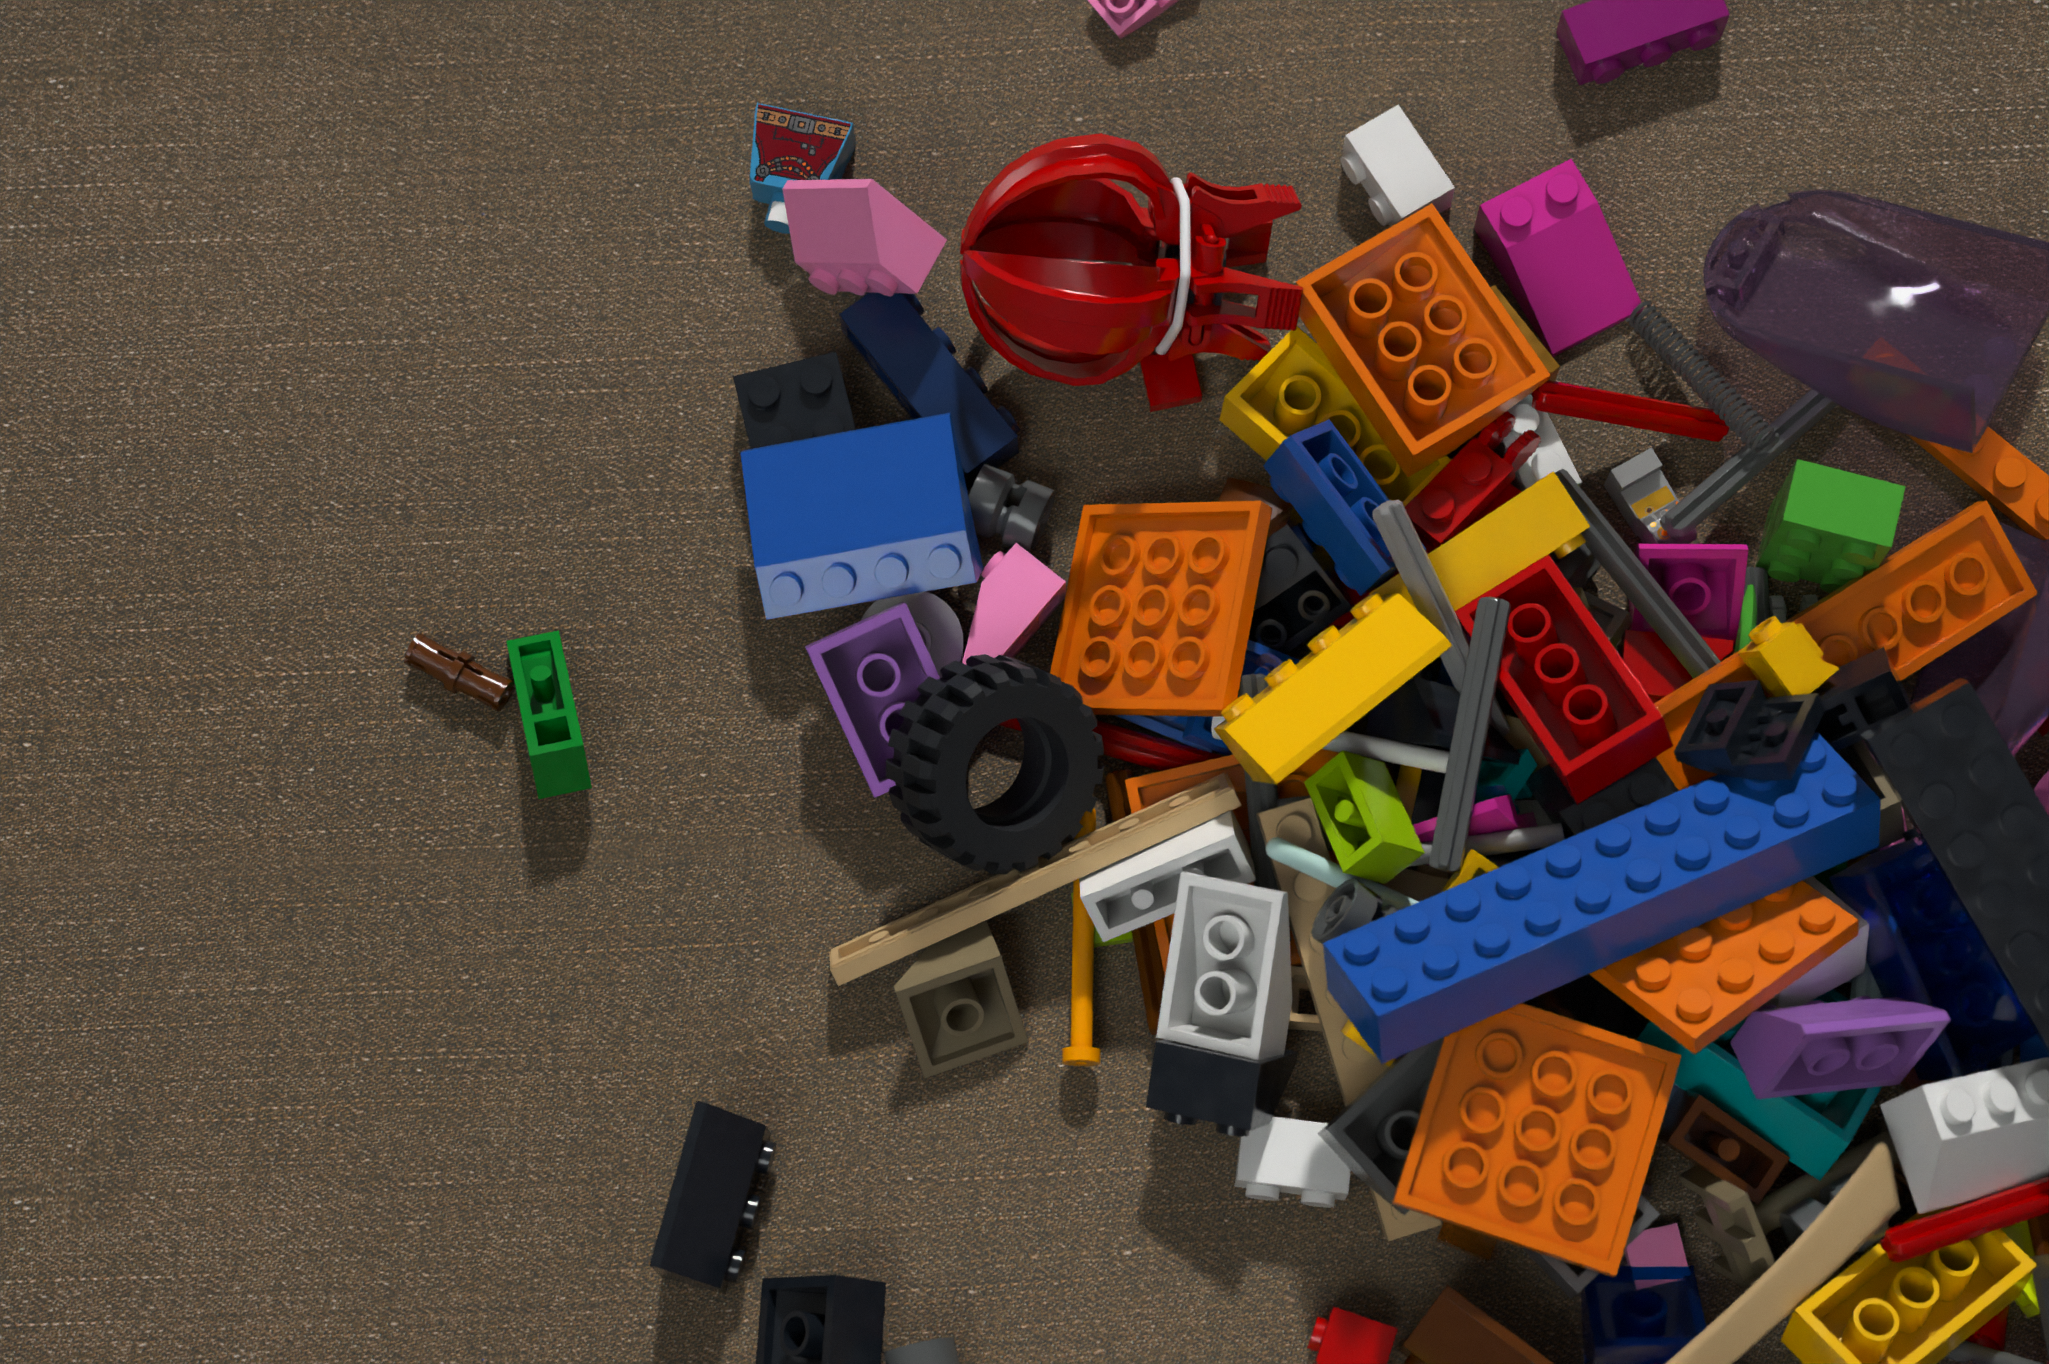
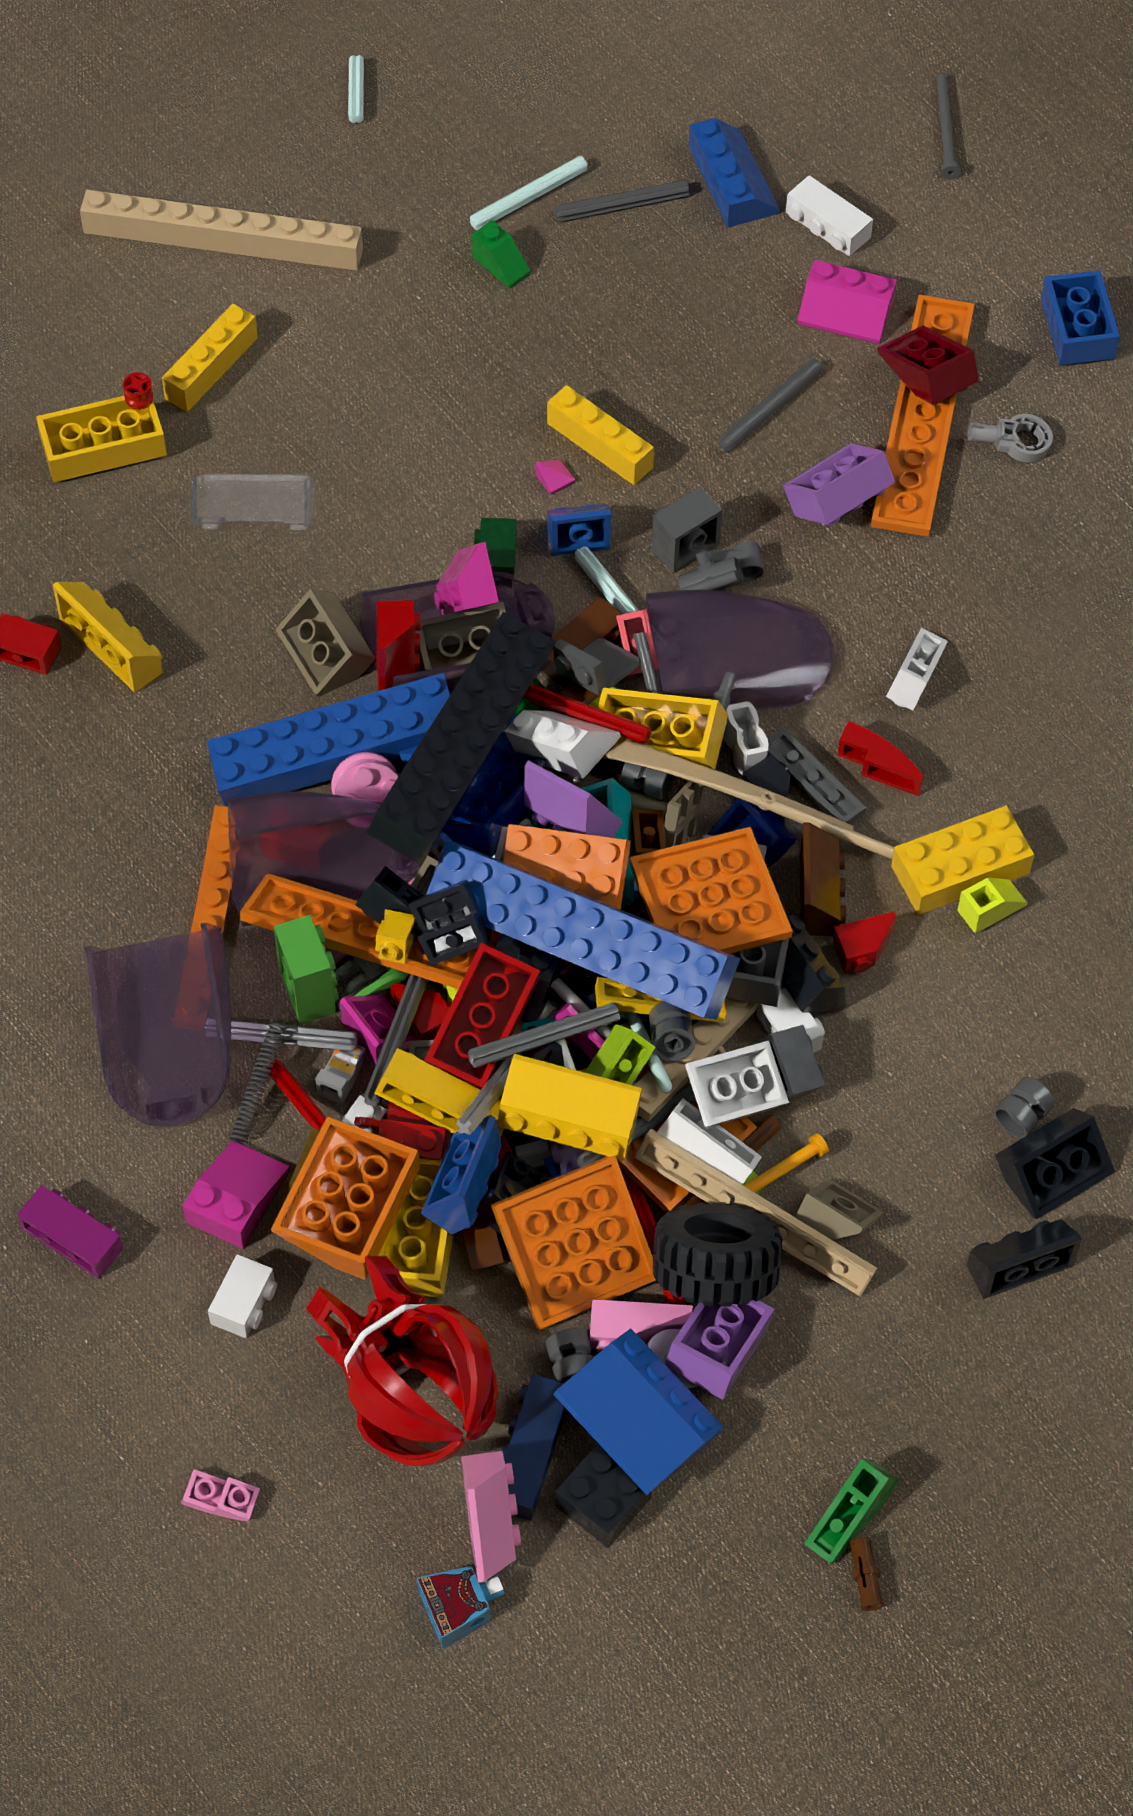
camera: 130 degrees left, 15 degrees down
(1349, 1231) = (809, 975): none -> black slope

